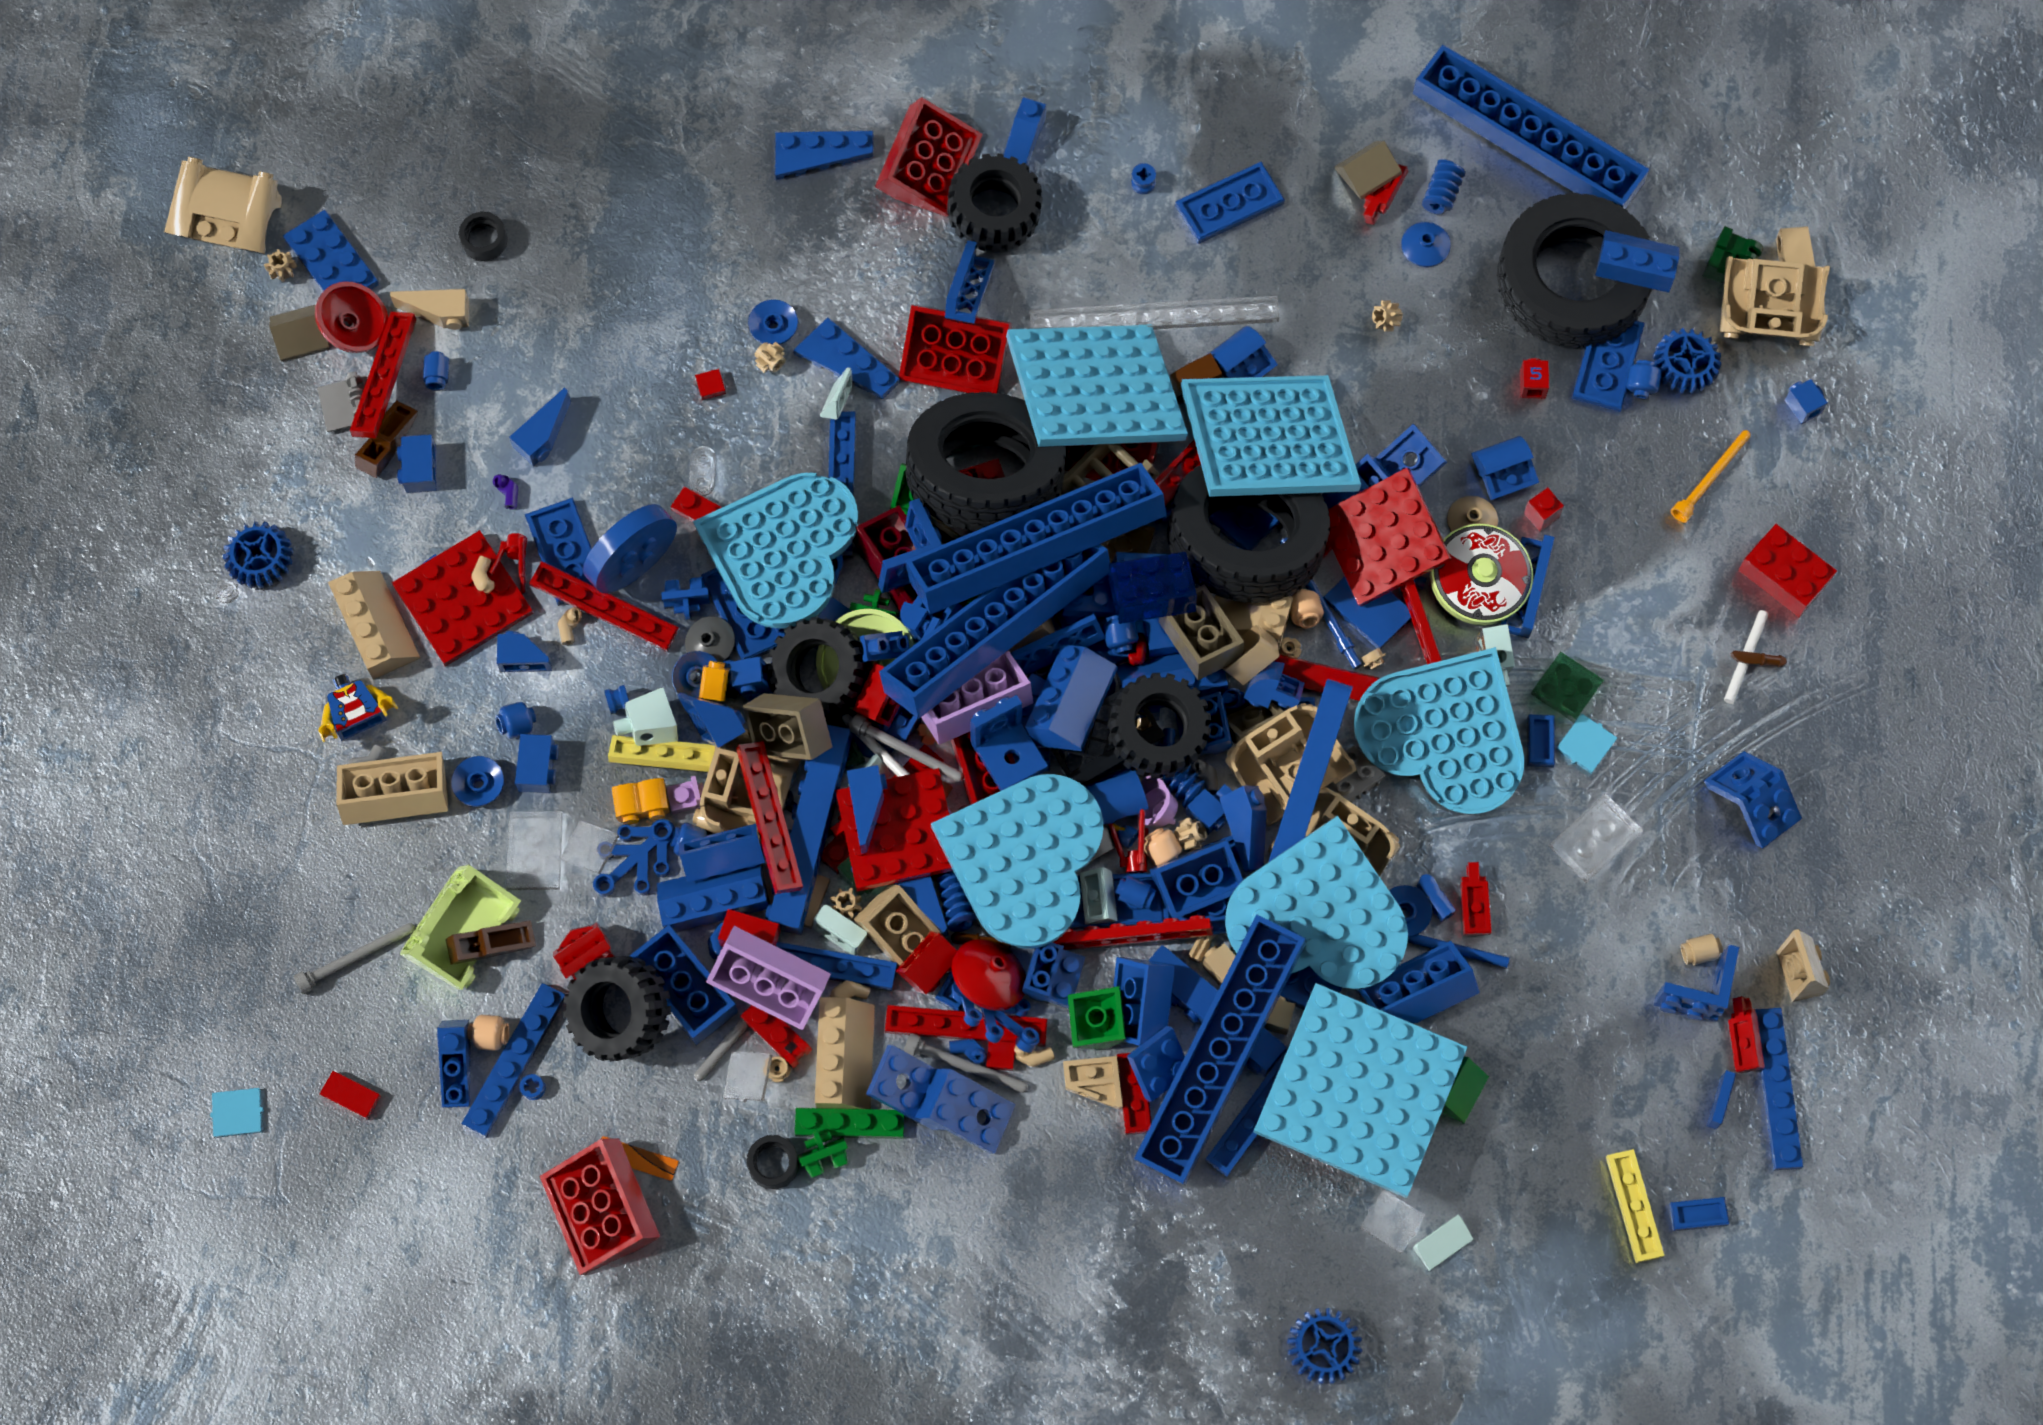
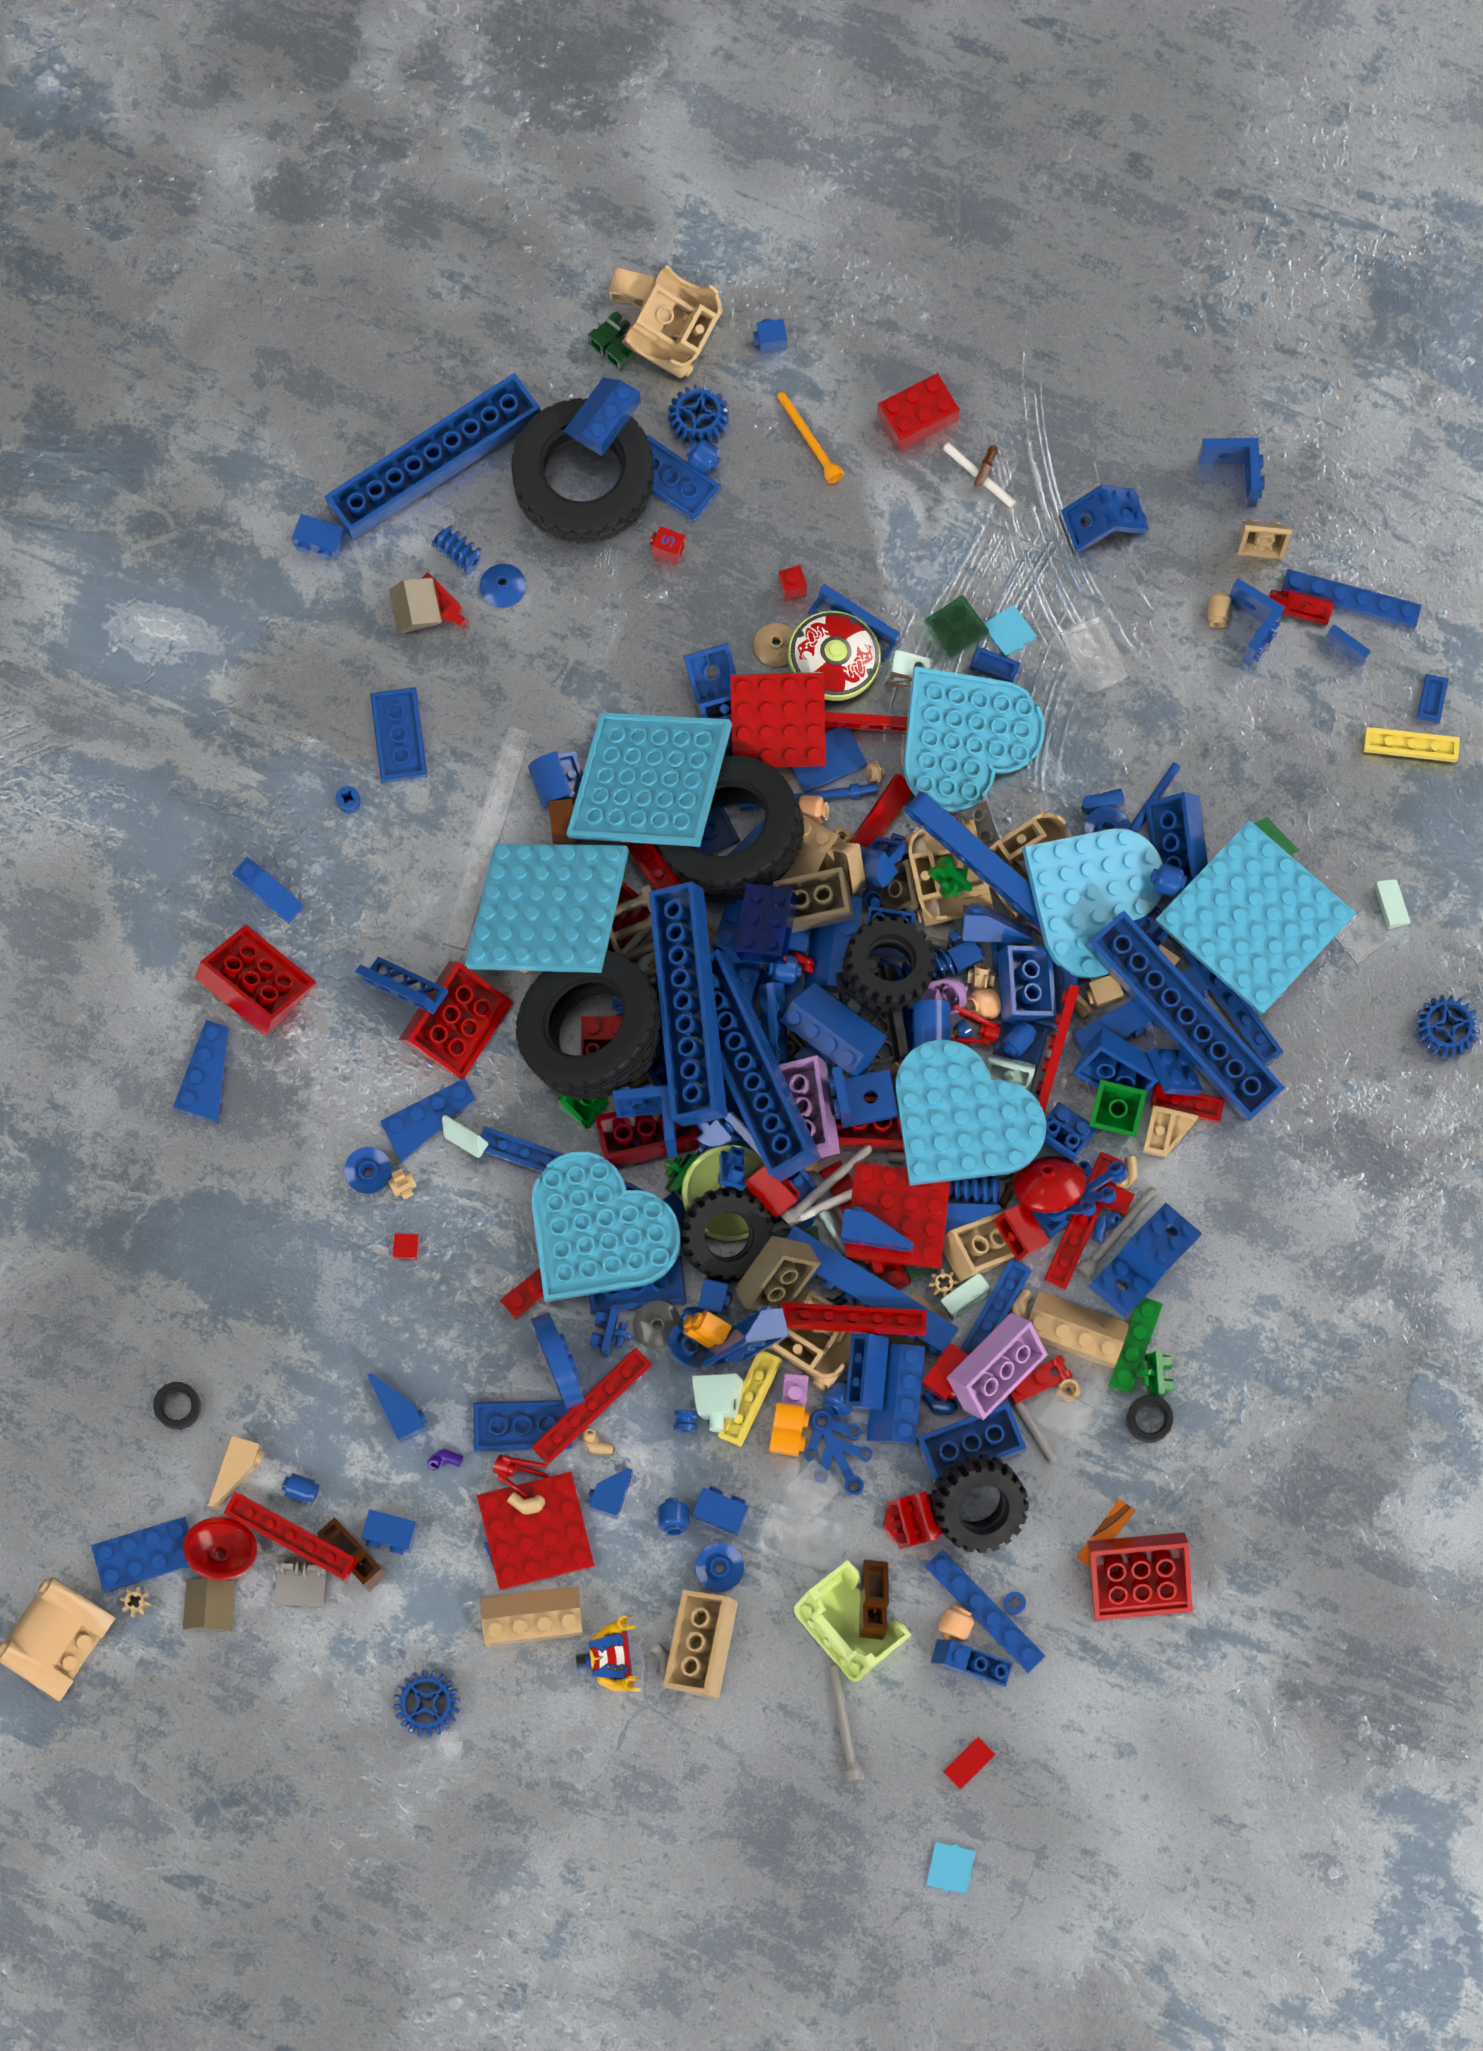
camera: 70 degrees left, 5 degrees up
(1002, 175) = (327, 906): black tyre -> none
(1273, 757) = (951, 879): none -> green hips
(1367, 984) = (1168, 880): none -> blue head
(1387, 315) = (563, 642): tan gear -> none
(1402, 60) = (318, 537): none -> blue brick
(1475, 902) = (1117, 770): red hinge -> none
(1506, 467) = (741, 598): blue brick -> none
(1889, 906) = (1237, 451): none -> blue bracket

